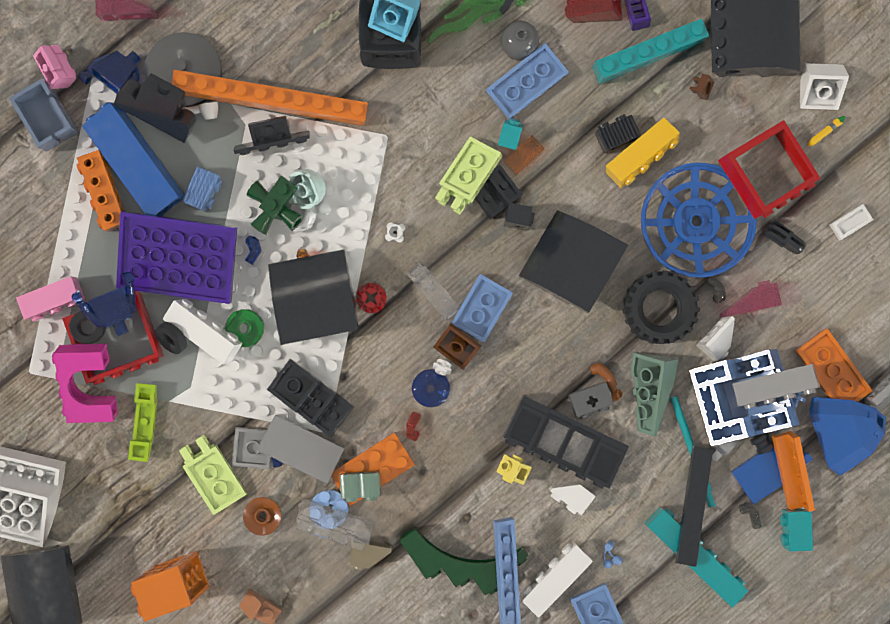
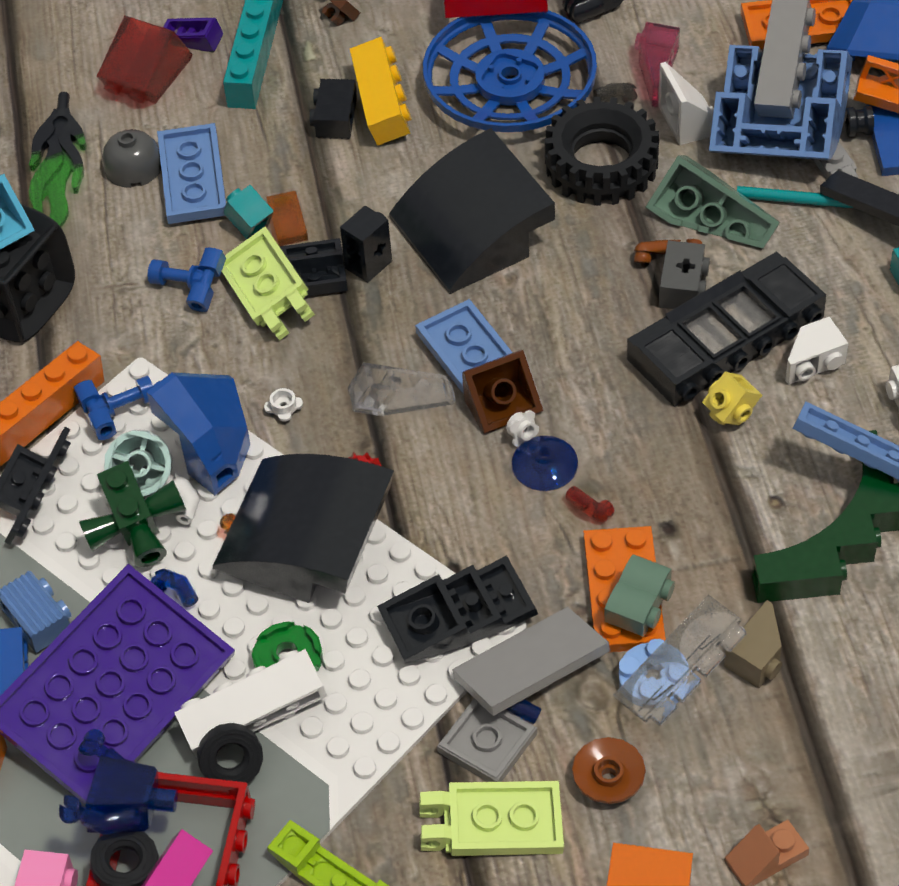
camera: 55 degrees left, 35 degrees down
(337, 142) = (102, 407): none -> blue bar
(345, 209) = (208, 422): none -> blue brick
(452, 135) = (197, 278): none -> blue bar

